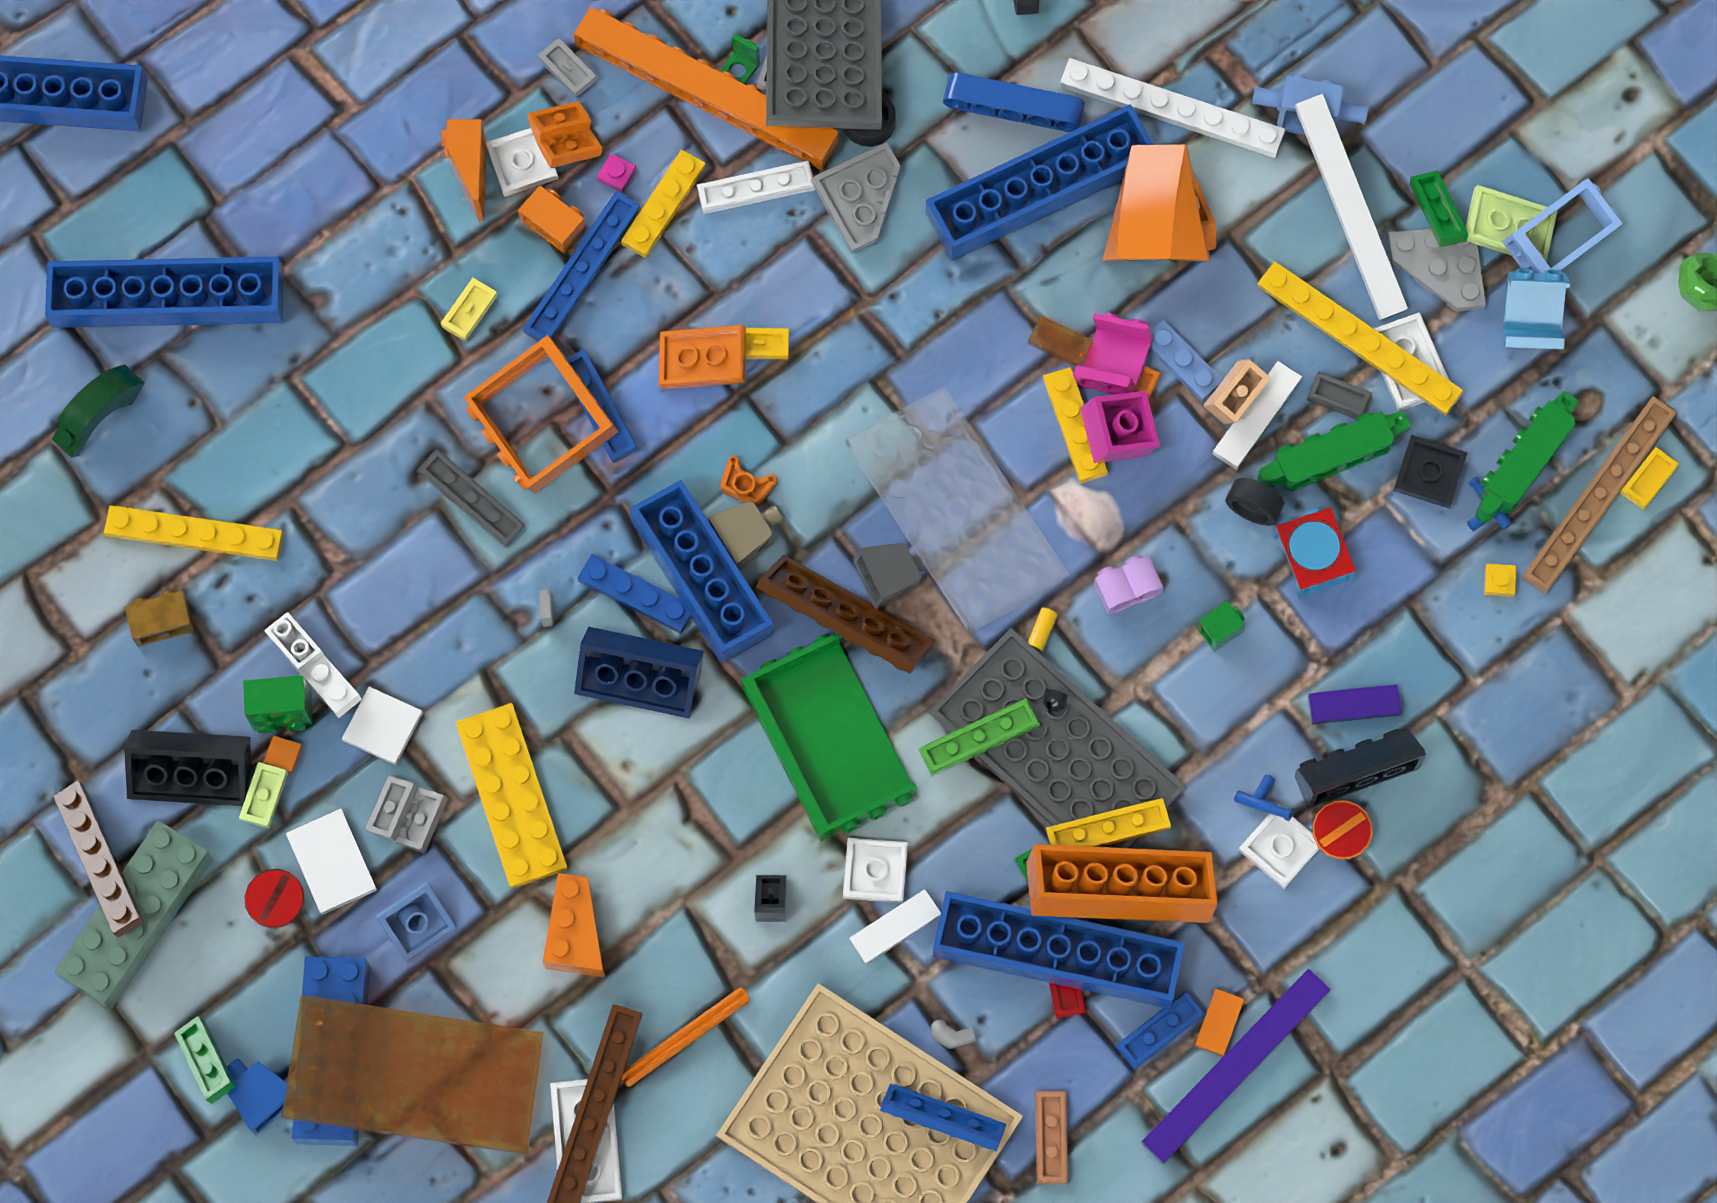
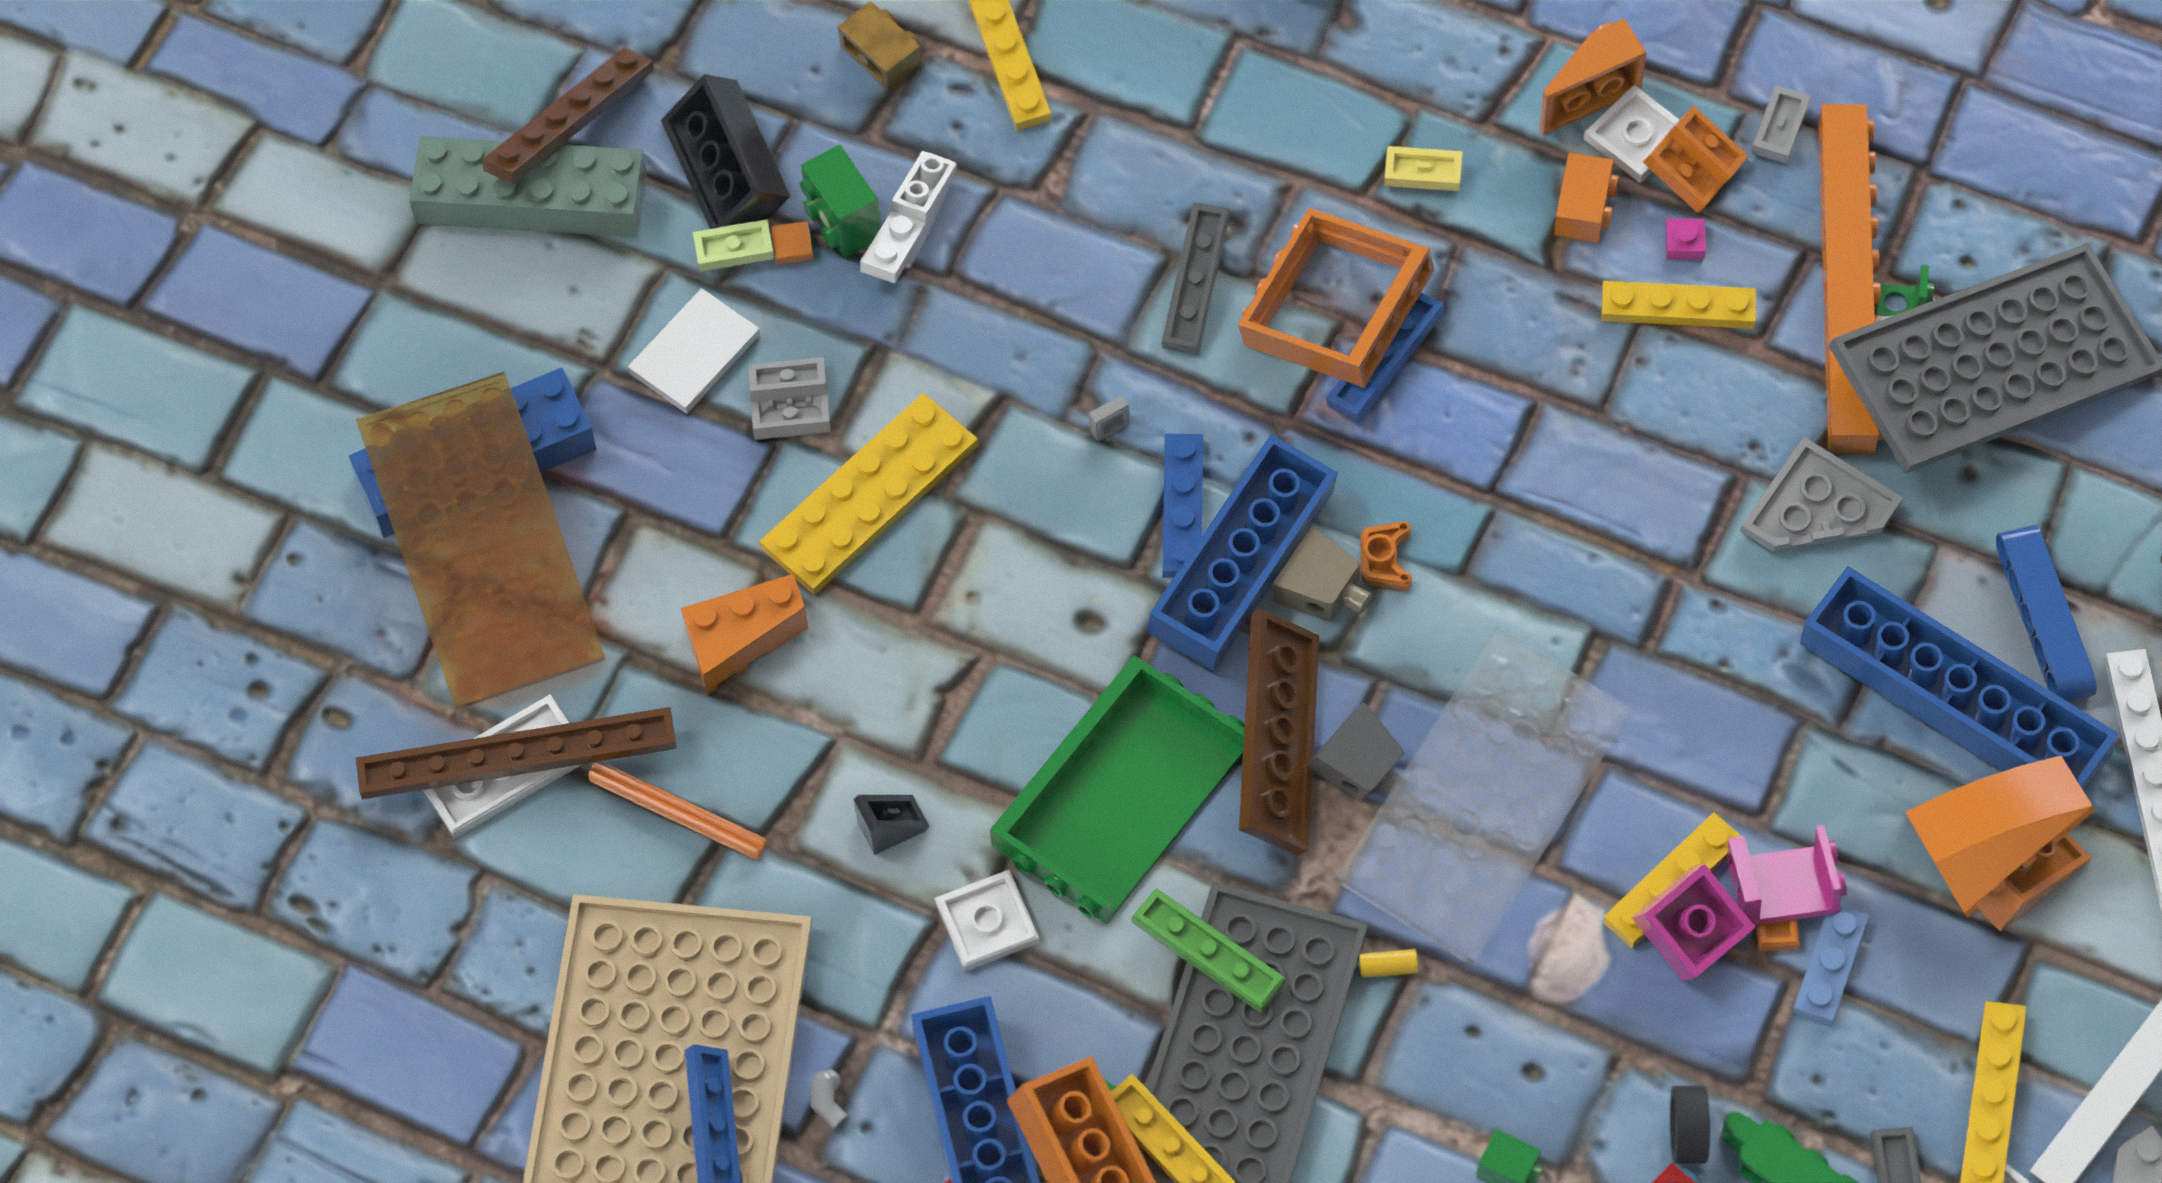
camera: 65 degrees right, 10 degrees down
(205, 1060) = (397, 331): plate -> none
(257, 1094) = (382, 391): blue torso -> none
(274, 898) = (618, 312): red piece -> none
(382, 725) = (879, 324): white tile -> none
(415, 921) = (667, 462): medium blue slope -> none
(582, 267) = (1544, 257): blue plate -> none
(638, 672) = (1086, 549): dark blue slope -> none
(702, 357) = (1510, 432): orange tile -> none
(755, 187) = (1759, 389): white tile -> none
(767, 343) = (1565, 485): yellow plate -> none
(876, 137) = (1922, 492): black tyre -> none
(895, 926) = (925, 971): white tile -> none
(1054, 700) = (1300, 1011): black hinge -> none
(1060, 341) = (1768, 811): clear orange plate -> none
(1127, 584) = (1500, 1032): lavender brick -> none
(1236, 391) = (1822, 1037): light nougat brick -> none
(1257, 417) = (1812, 1083): white tile -> none

